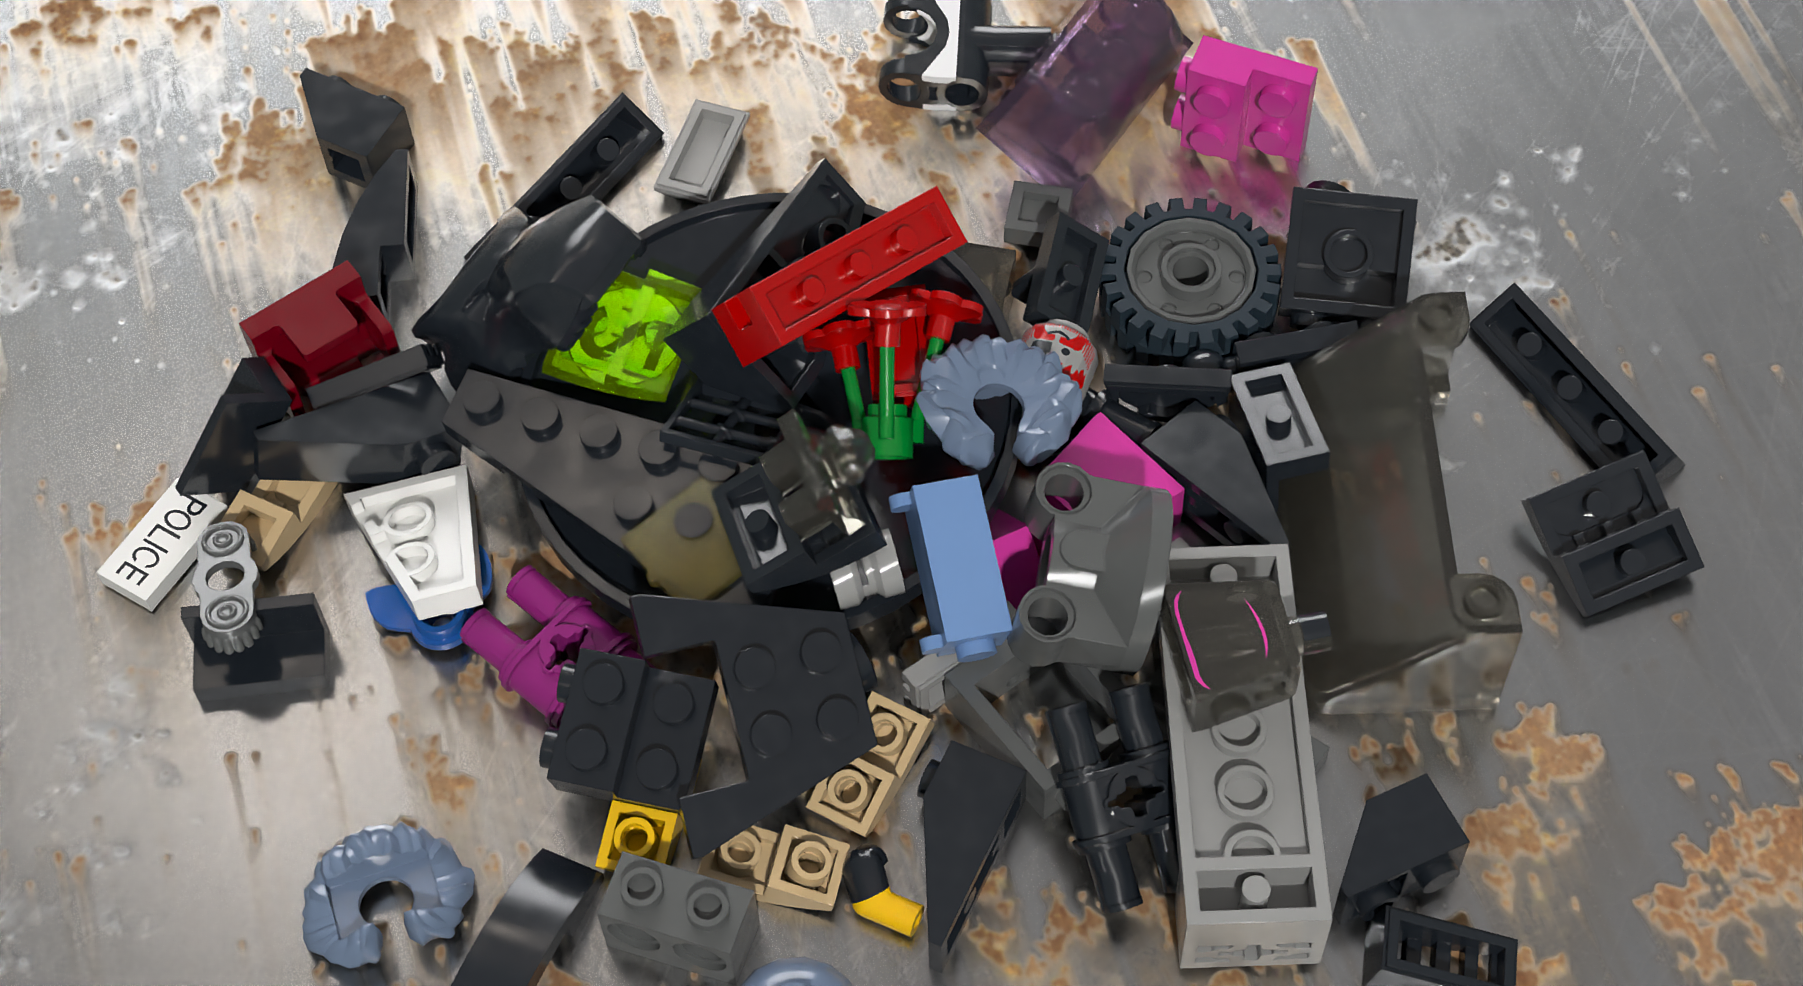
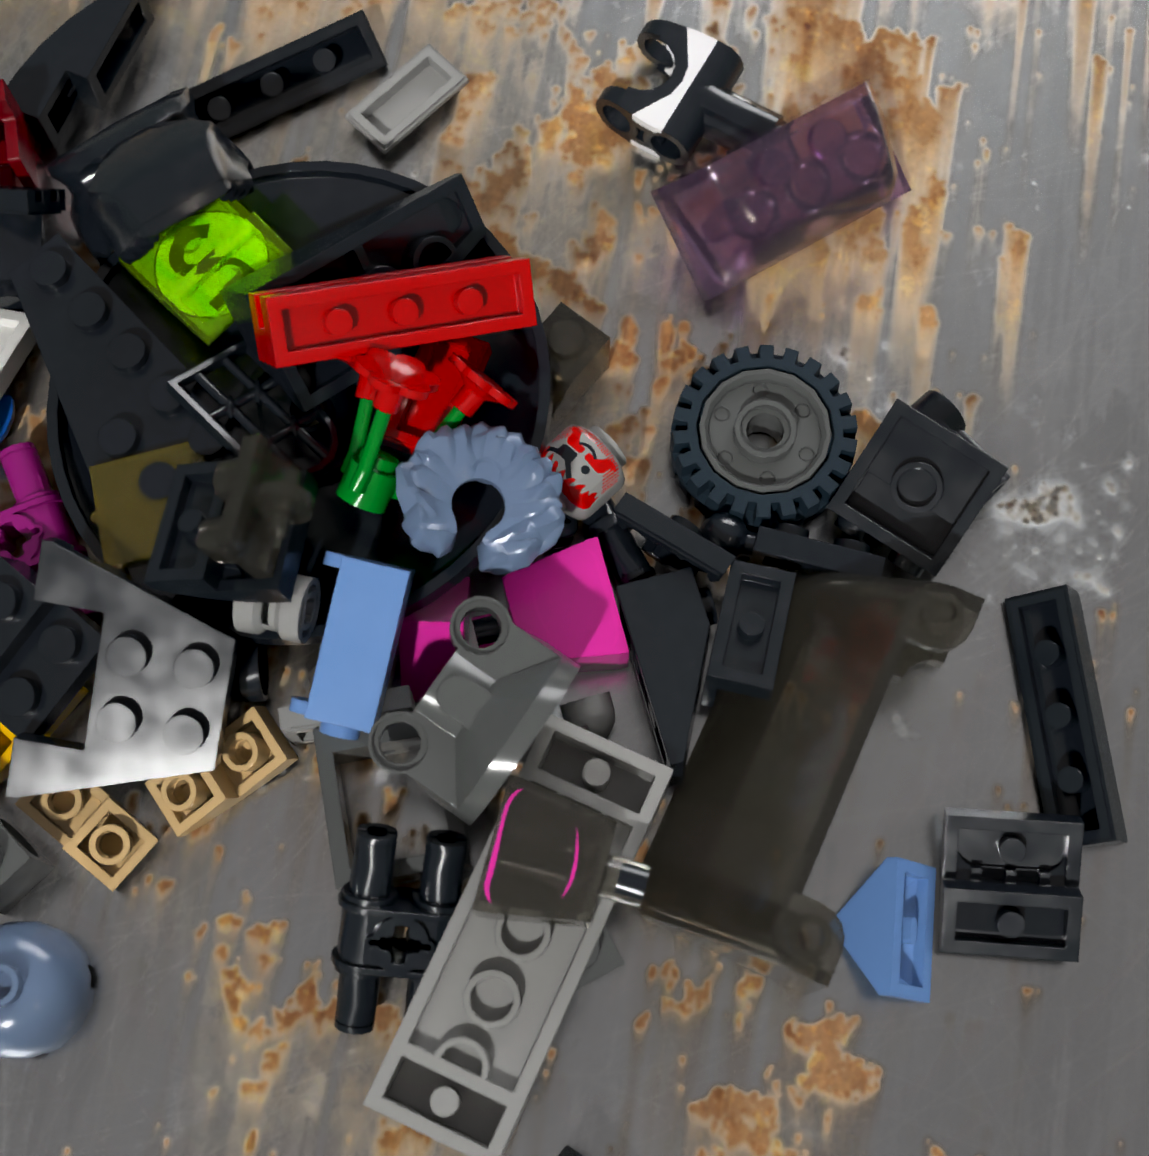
camera: 25 degrees right, 15 degrees up
(871, 894) = (153, 895): arm -> none
(967, 819) = (253, 882): black slope -> none
(1030, 209) = (666, 302): dark grey plate -> none
(1065, 274) = (640, 385): black panel -> none
(1241, 100) = (911, 273): dark pink plate -> none
(1400, 846) = (625, 1094): black slope -> none
(1546, 614) = (892, 927): none -> medium blue slope

